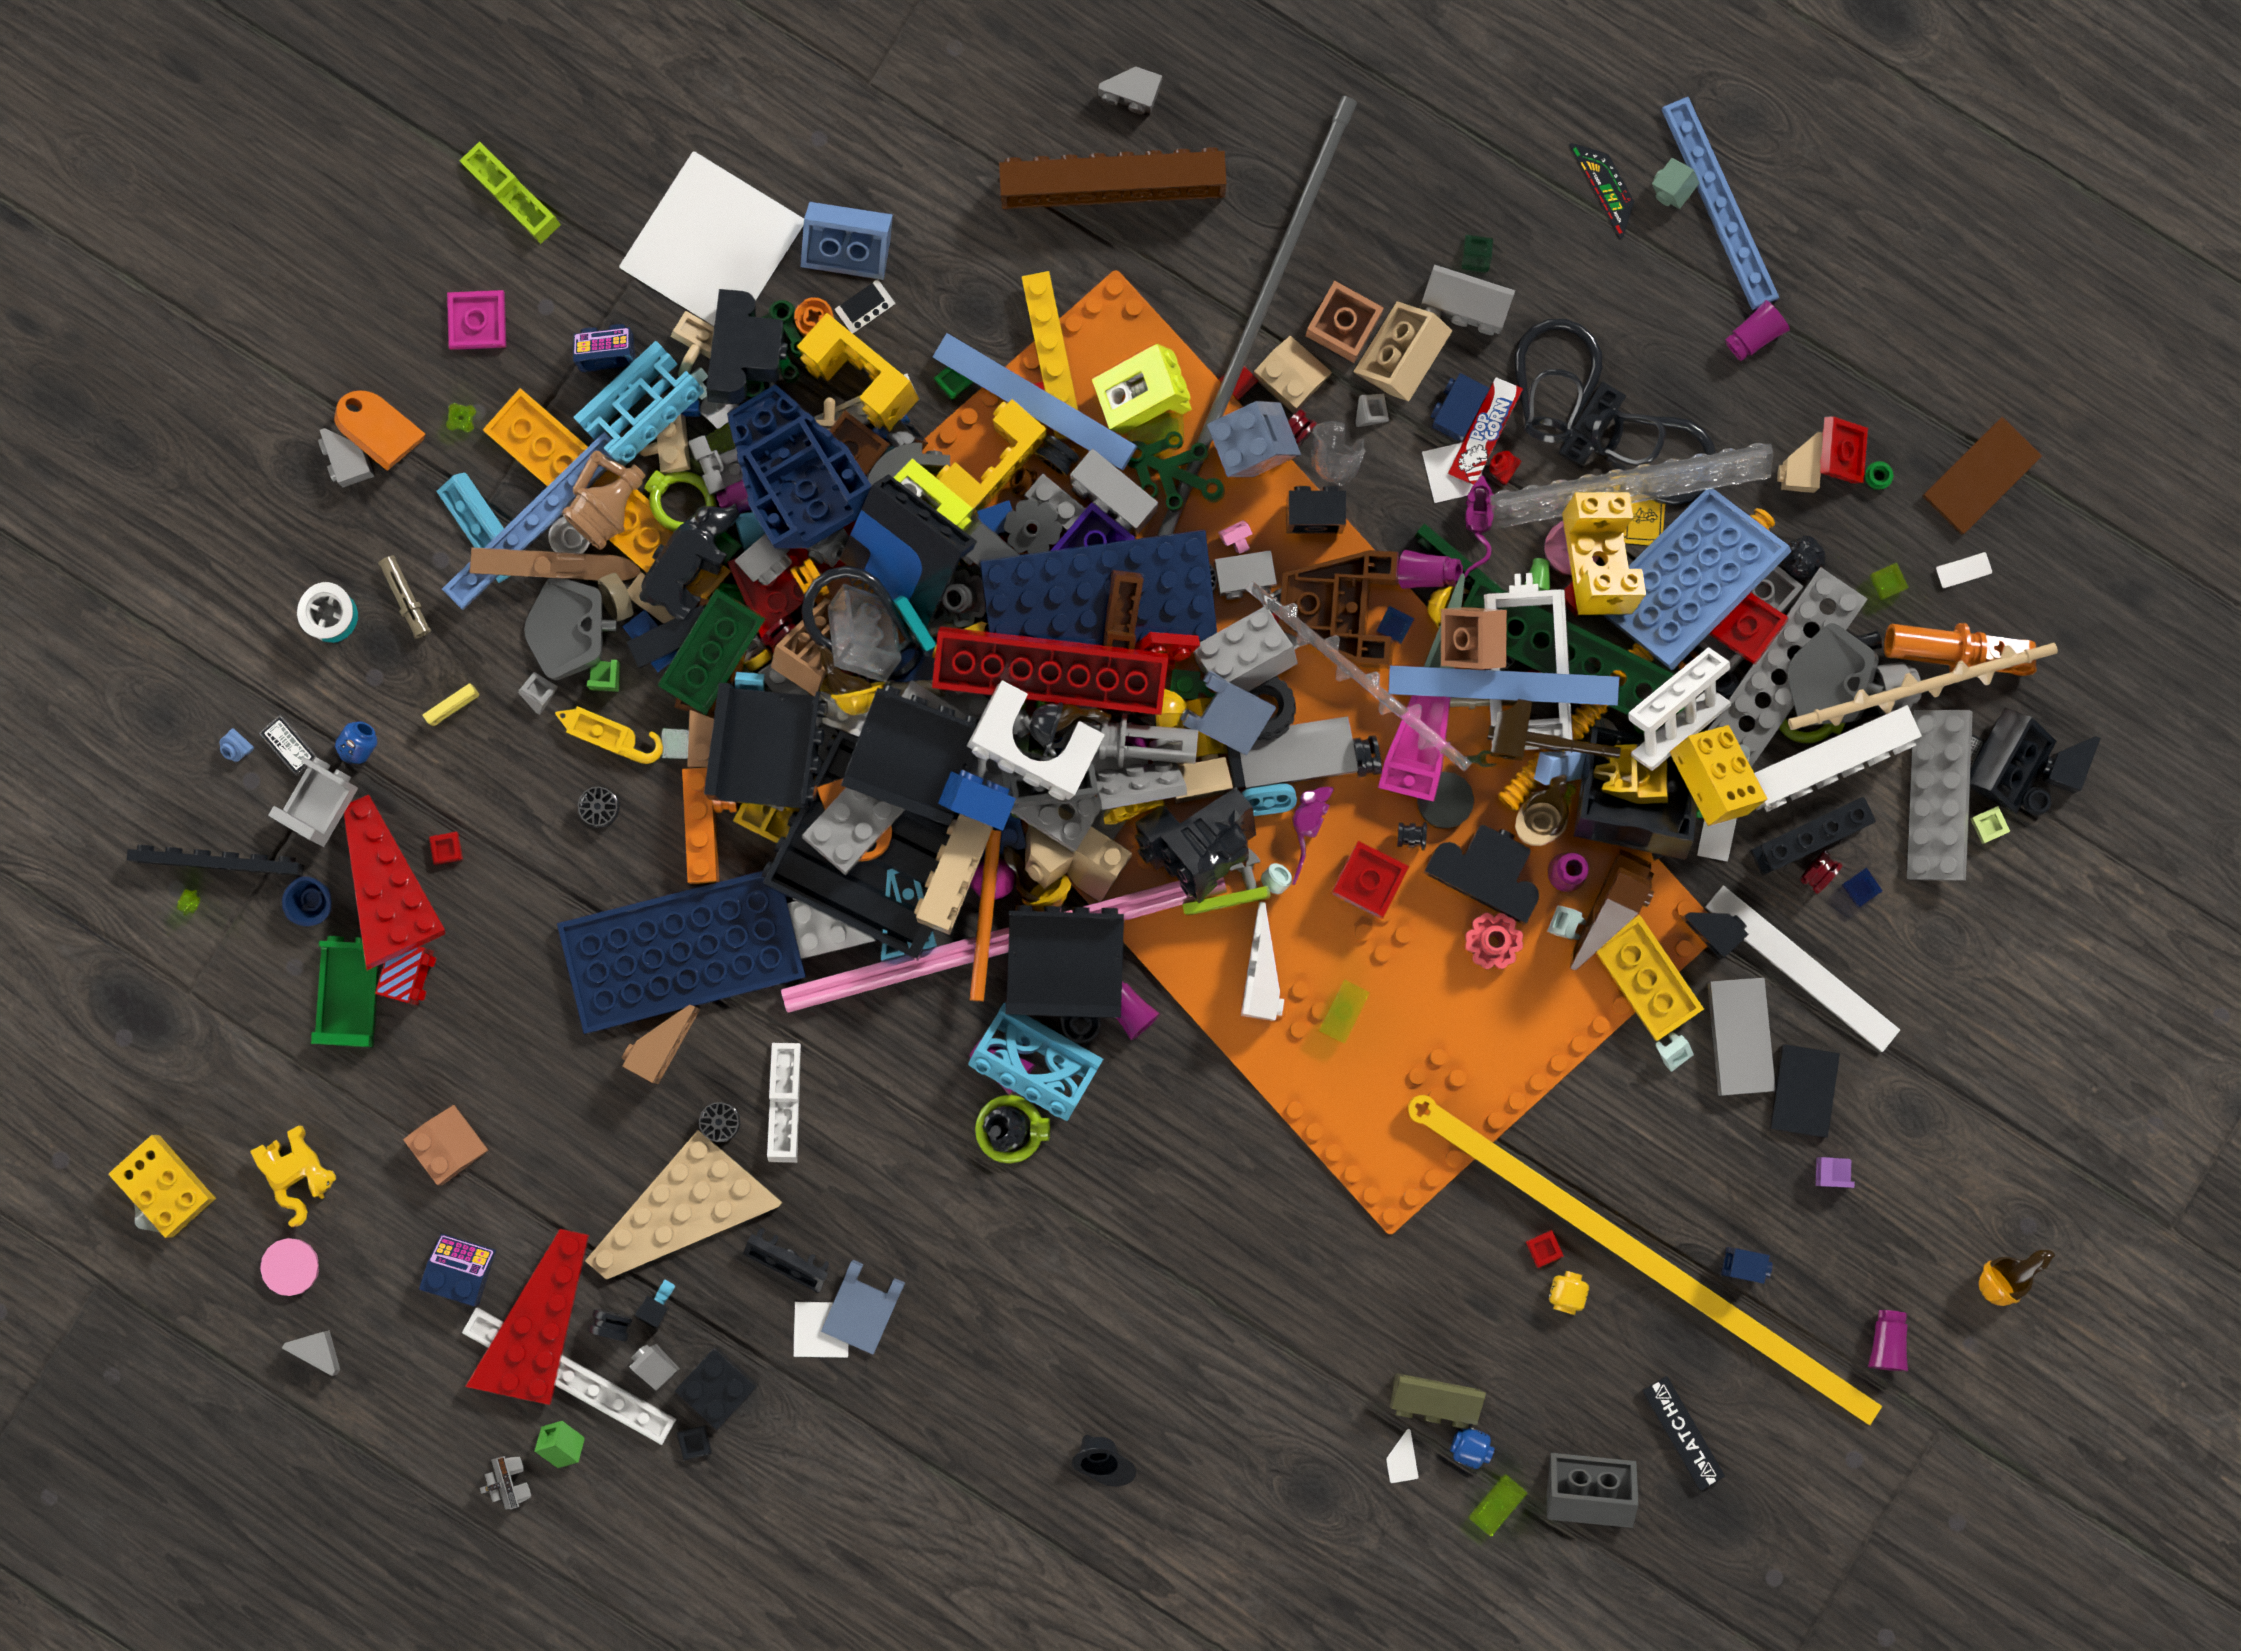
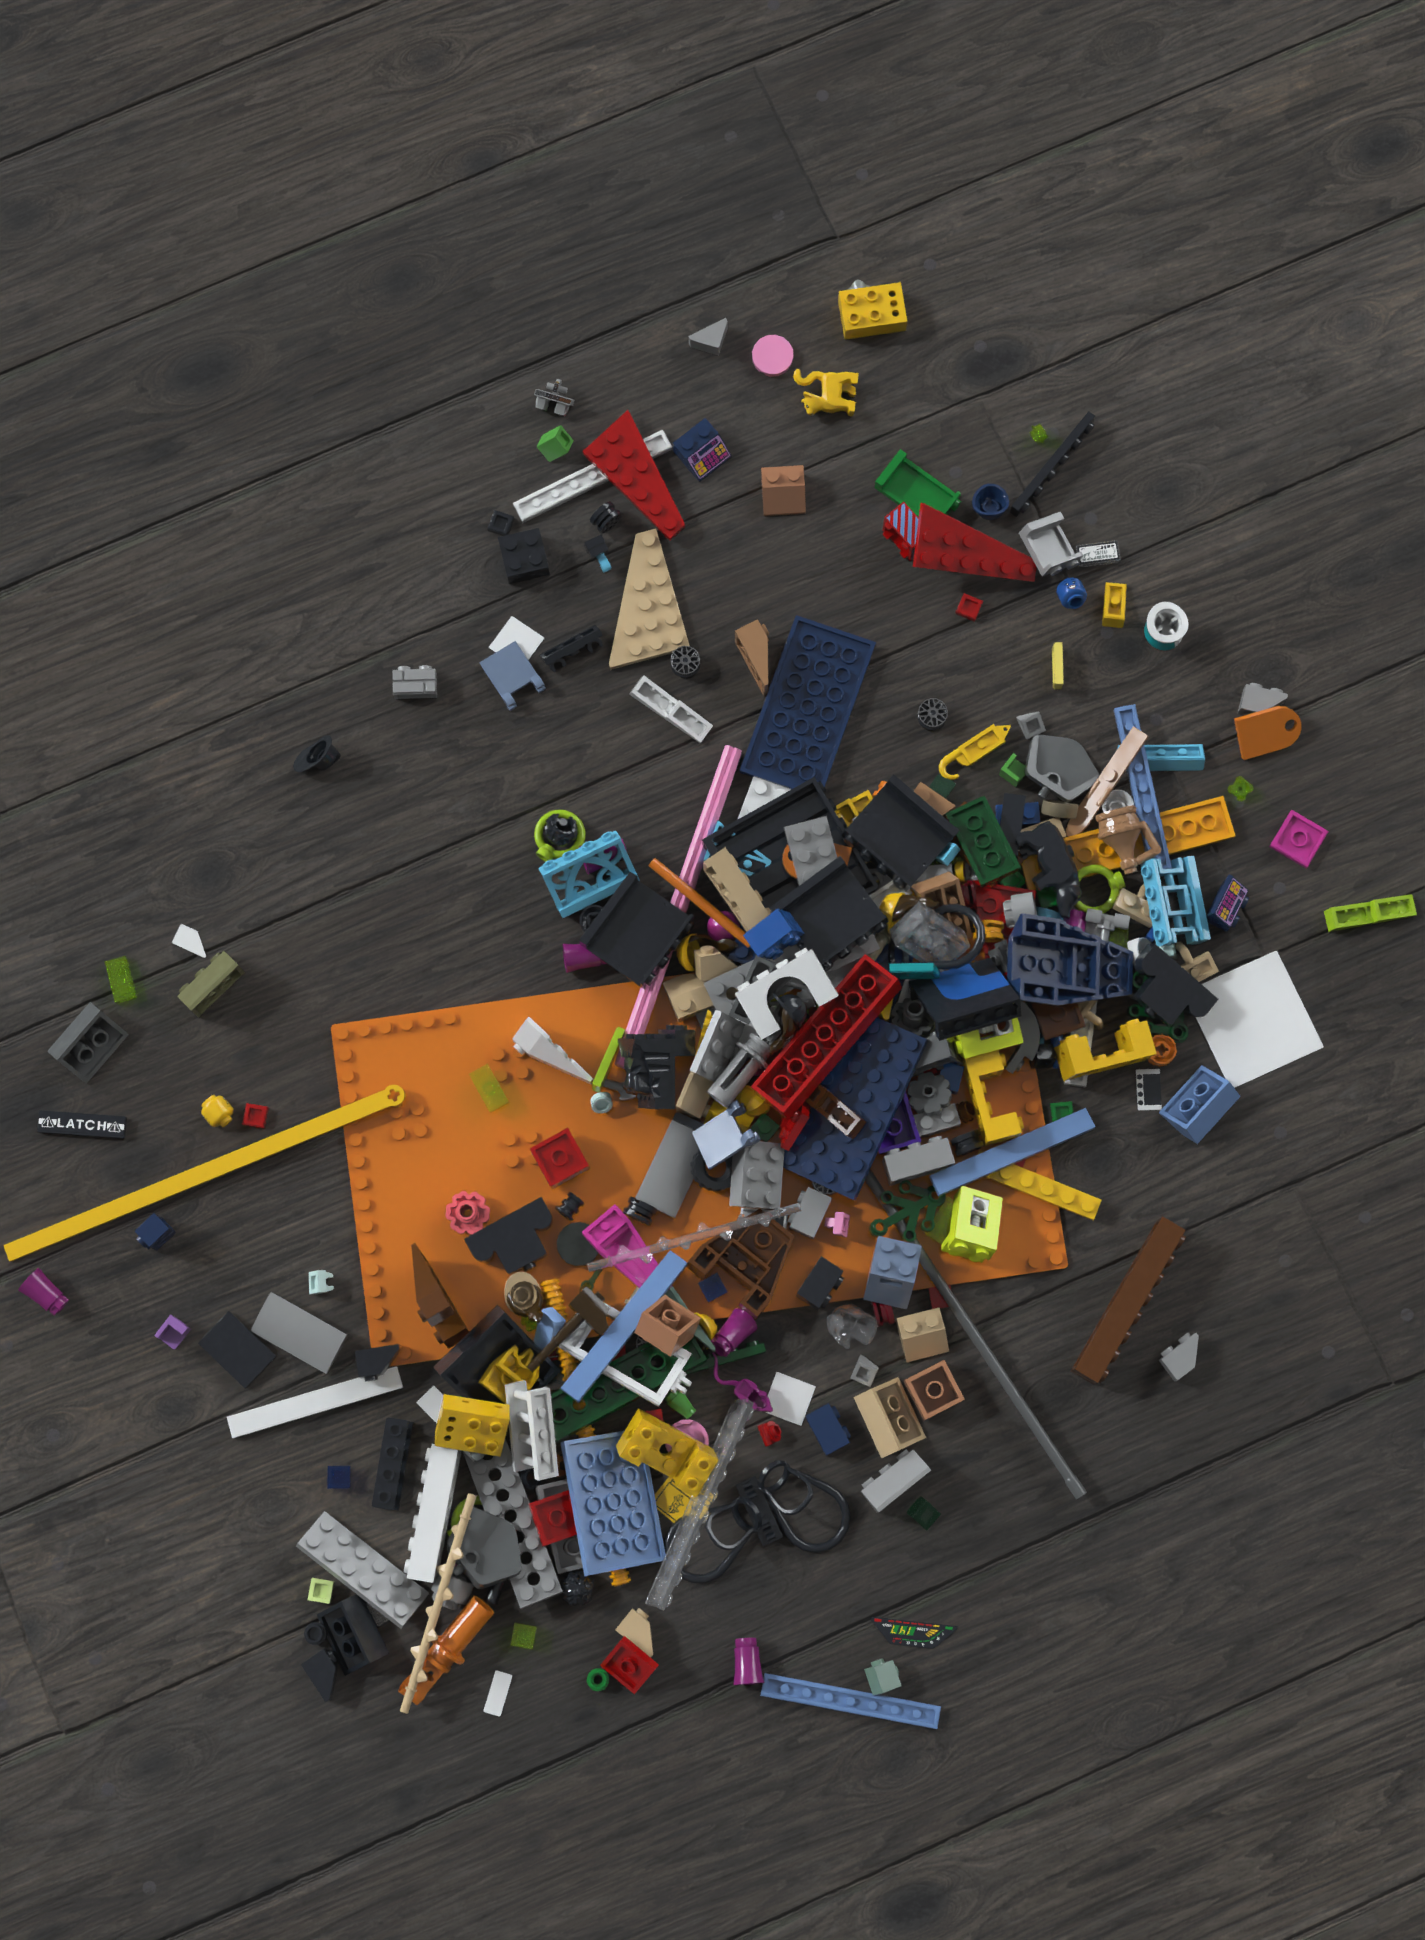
camera: 130 degrees right, 5 degrees down
(234, 746) = (1119, 521): medium blue plate -> none
(337, 689) = (1114, 605): none -> yellow slope
(409, 607) = (1146, 681): dark tan pin -> none
(653, 1366) = (563, 526): light grey slope -> none
(699, 829) = (873, 763): orange brick -> none
(945, 1410) = (414, 682): none -> light grey brick
(1271, 798) = (655, 1130): medium azure plate -> none
(1309, 818) = (625, 1147): magenta animal -> none
(1471, 1448) = (165, 986): blue head -> none
(1485, 431) = (801, 1436): sticker -> none
(1560, 878) = (485, 1297): magenta plant -> none
(1565, 922) = (448, 1266): light aqua tile -> none
(1648, 979) = (374, 1295): yellow plate -> none
(1821, 872) = (366, 1455): dark red wheel -> none
(1982, 476) = (551, 1750): reddish brown tile -> none
(2009, 1279) = (28, 1397): piece -> none

